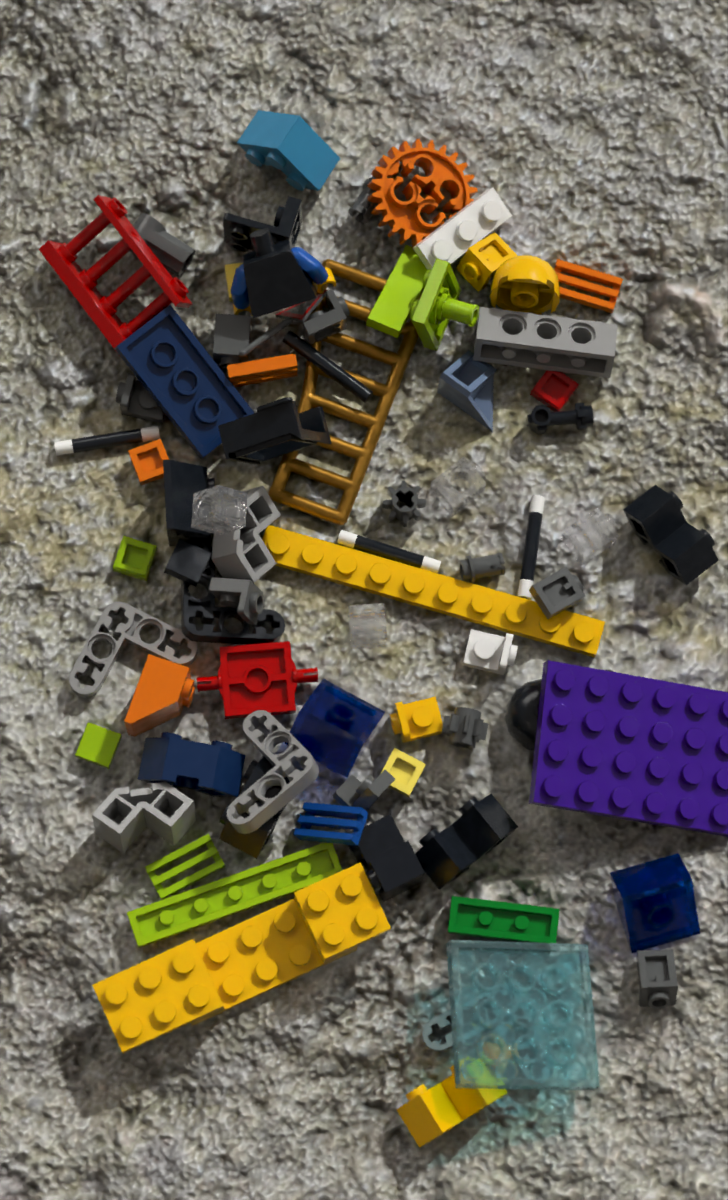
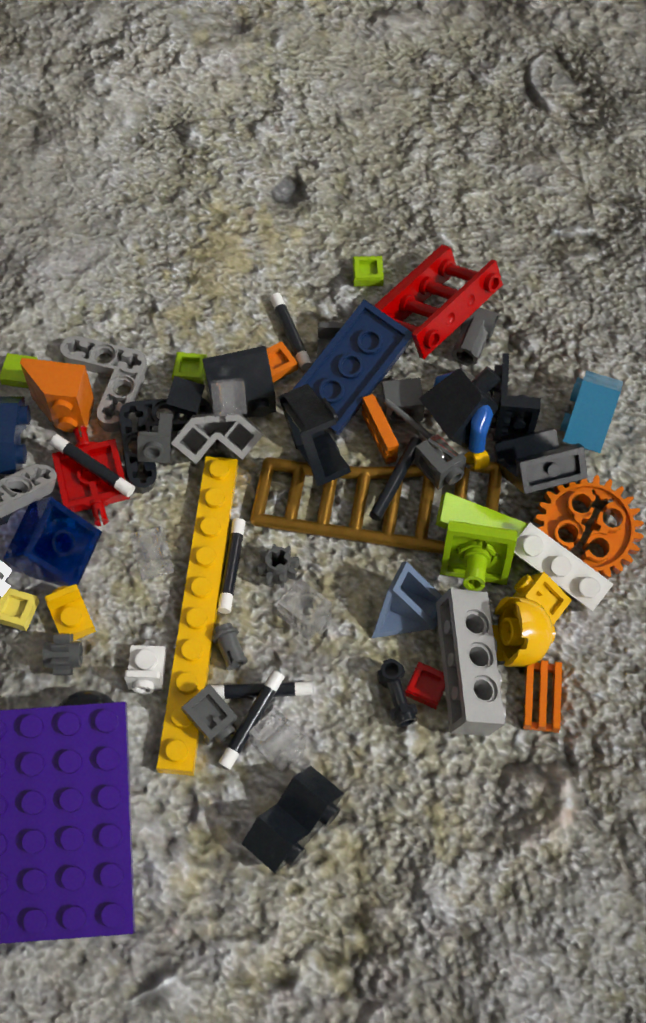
camera: 85 degrees right, 15 degrees down
(41, 340) = (368, 271): none -> lime tile
(254, 672) = (92, 465): none -> black bar
(347, 219) = (537, 461): none -> black panel
(562, 557) = (251, 719): none -> black bar

